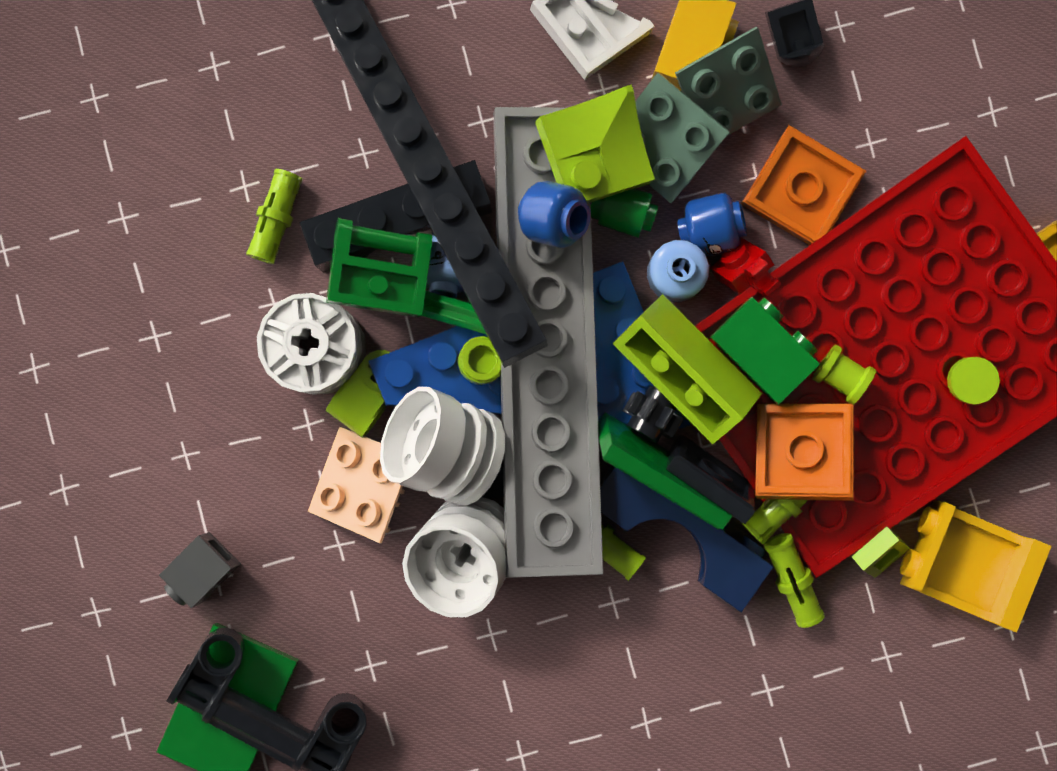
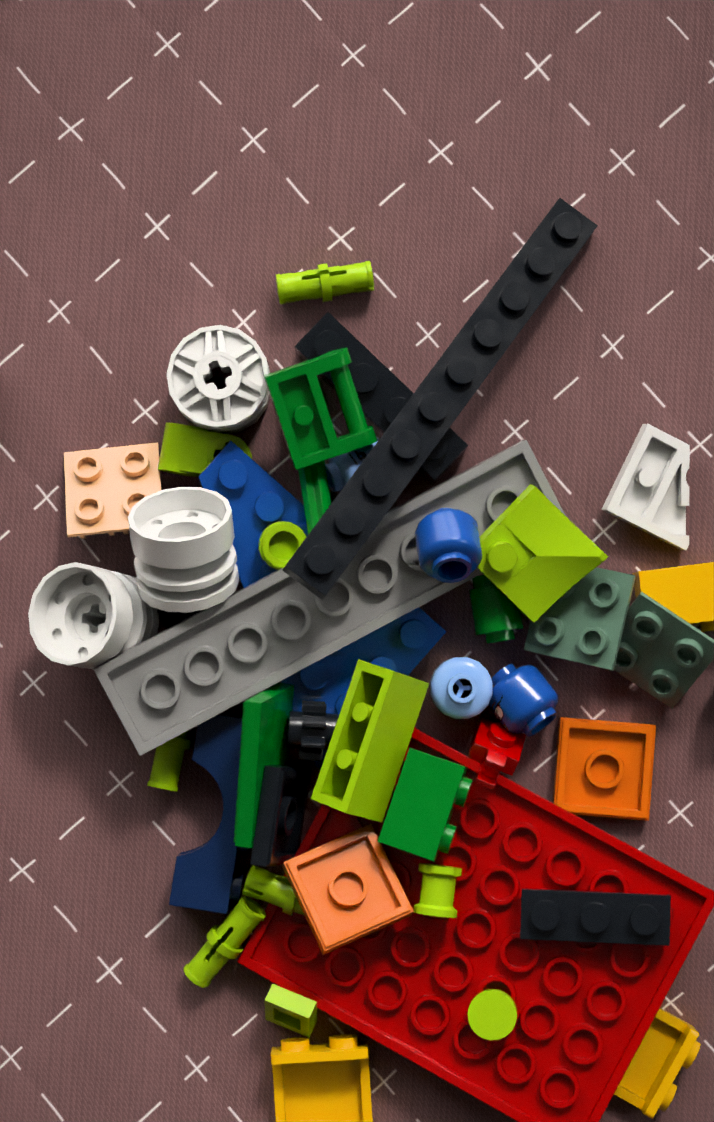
camera: 65 degrees right, 0 degrees up
(933, 250) = (595, 916): none -> black plate

